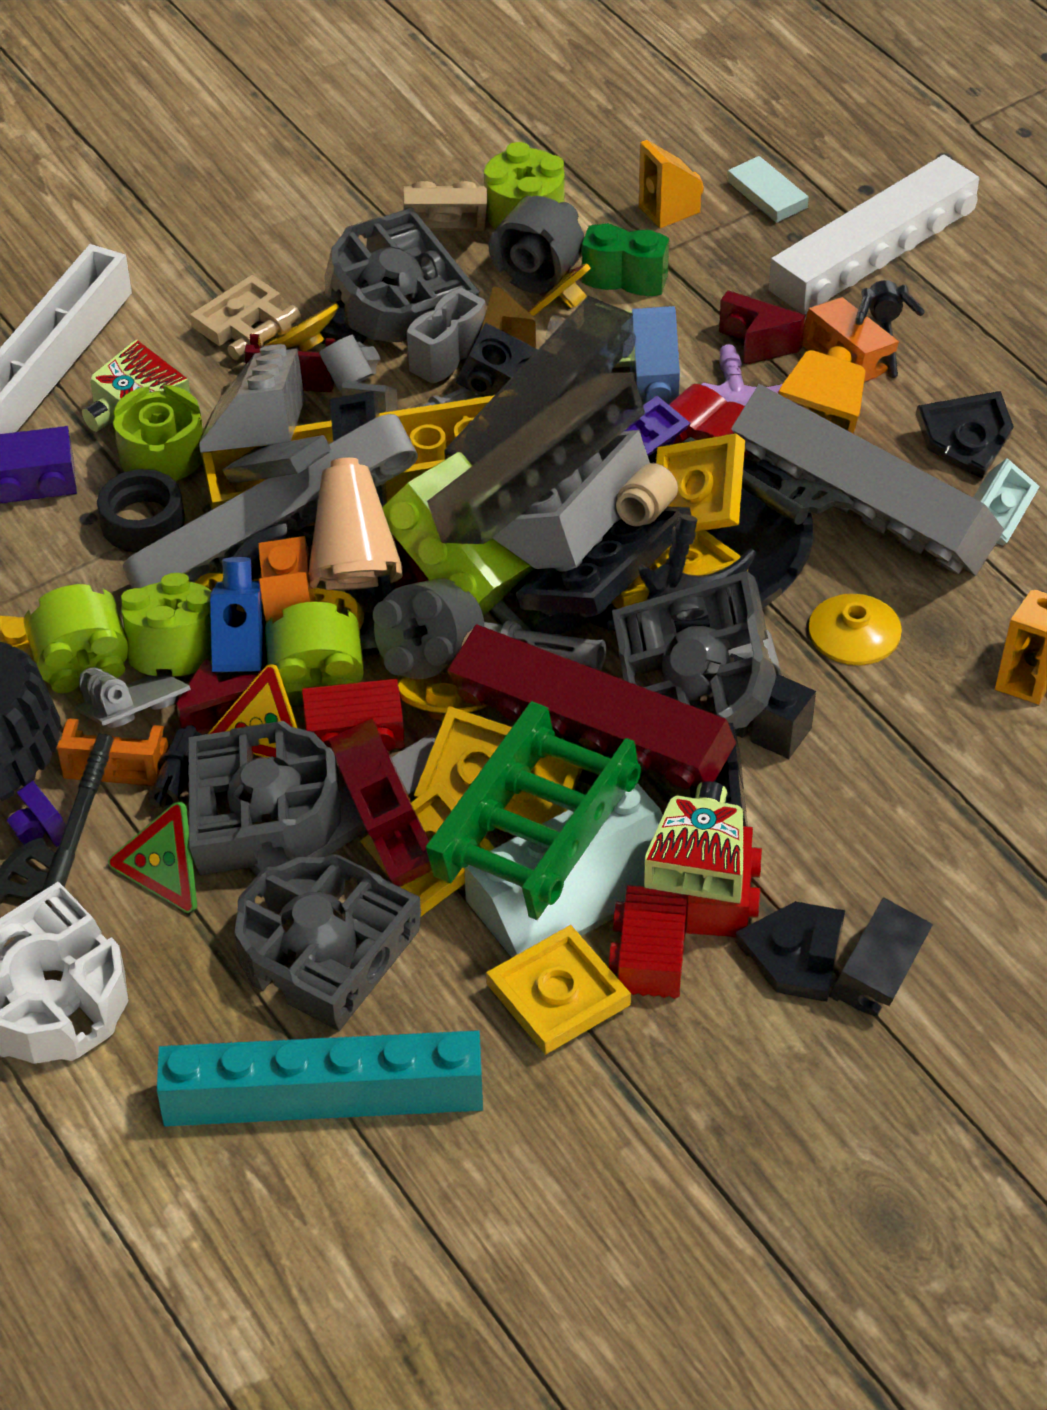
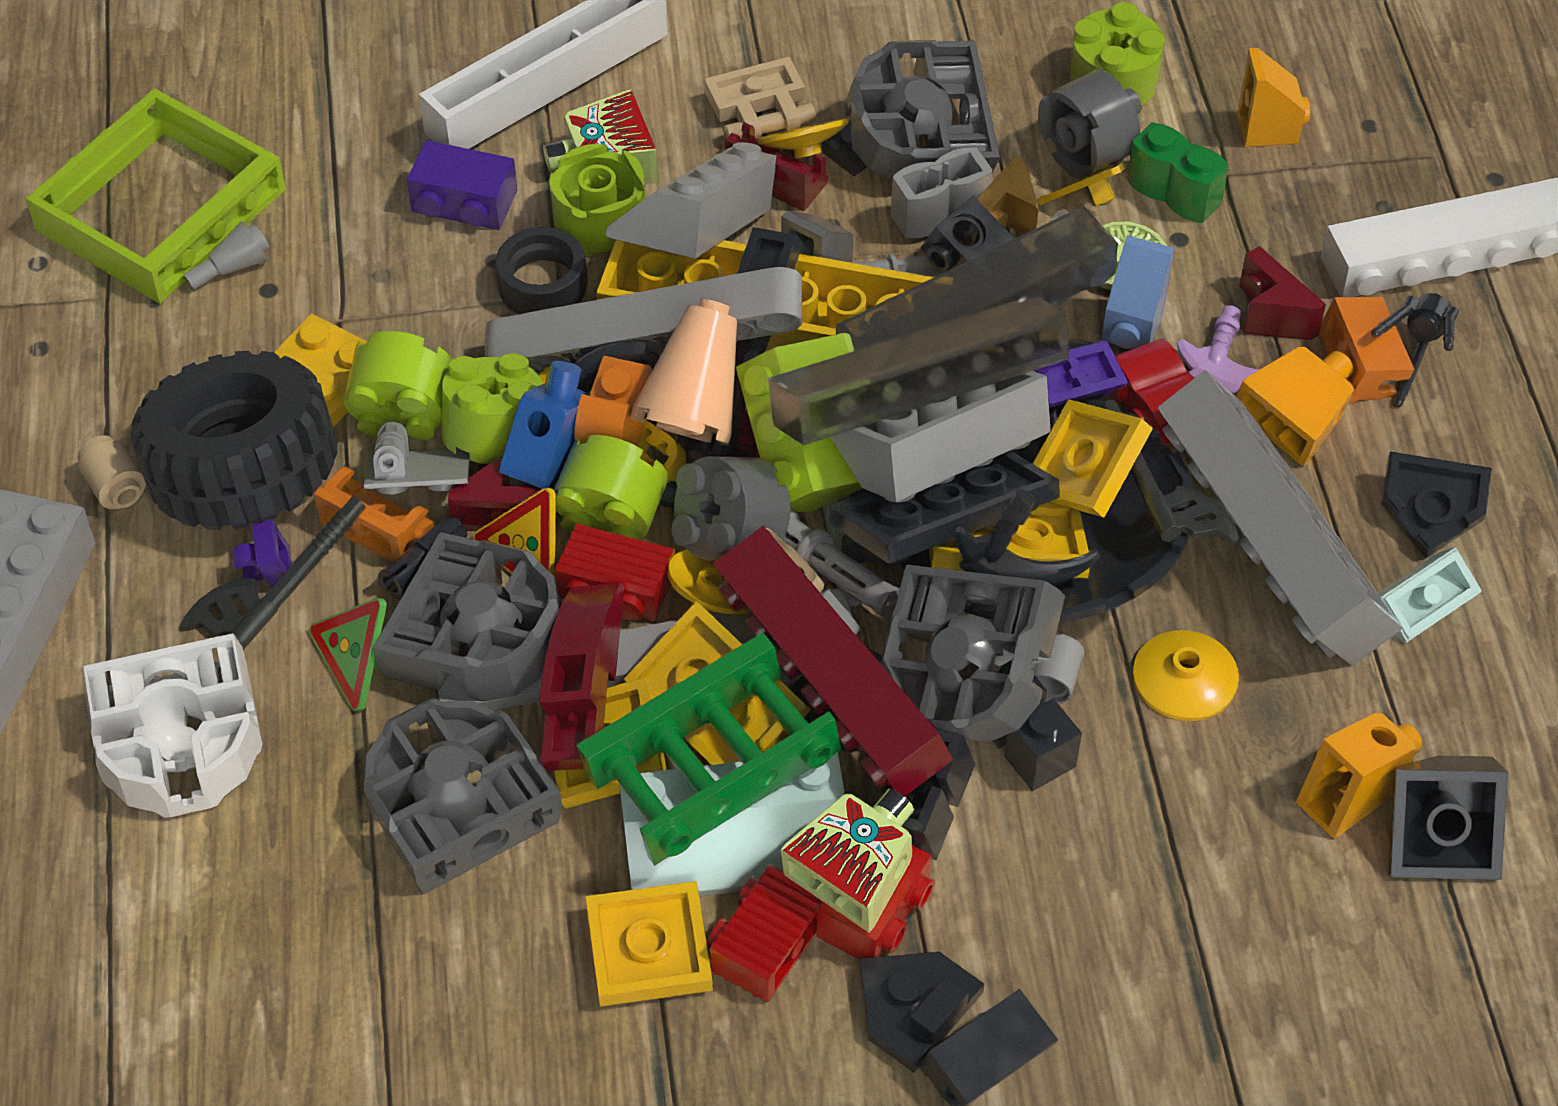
camera: 25 degrees right, 5 degrees up
(277, 460) = (665, 274): dark grey tile -> none
(320, 1078) = (369, 939): teal brick -> none
(350, 361) = (825, 189): light grey piece -> none
(448, 207) = (1020, 48): tan plate -> none
(646, 495) = (1017, 450): tan brick -> none
(767, 189) = (1384, 142): light aqua tile -> none

